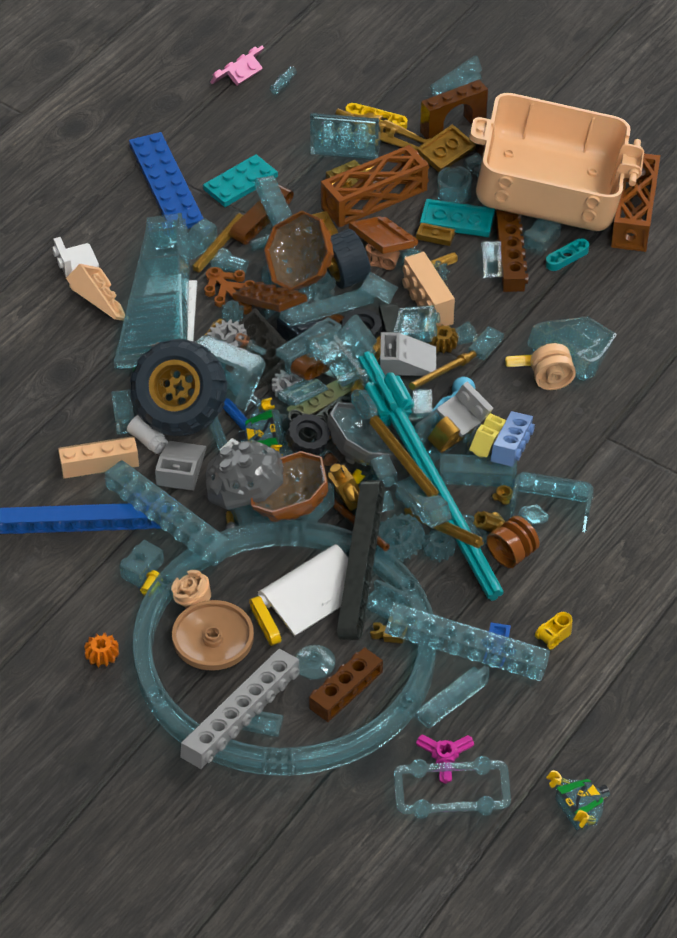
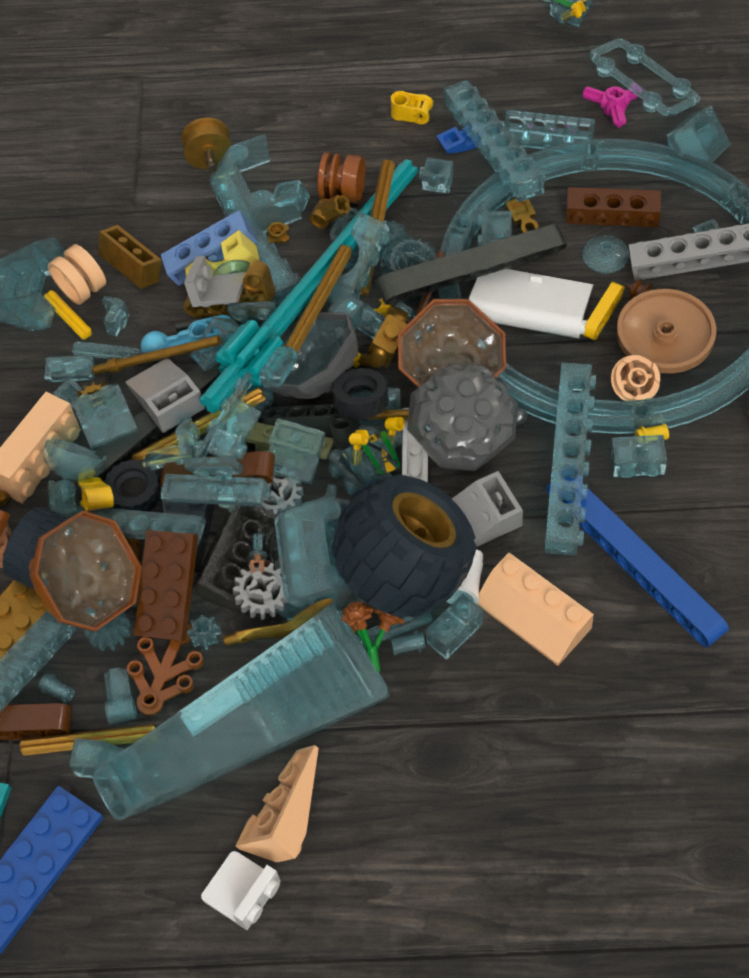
camera: 120 degrees left, 10 degrees up
(260, 649) = (637, 288): none -> reddish brown wheel
(351, 765) = (699, 137): none -> clear light blue slope
(364, 296) = (95, 494): none -> yellow piece
(393, 290) = (72, 460): none -> clear light blue cylinder
(472, 605) = (437, 175): none -> clear light blue brick
(482, 363) = (104, 351): none -> clear light blue axle
(505, 379) = (117, 315): none -> clear light blue bracket
(548, 402) = (129, 256): none -> pearl gold brick
(615, 486) = (205, 142): none -> pearl gold wheel

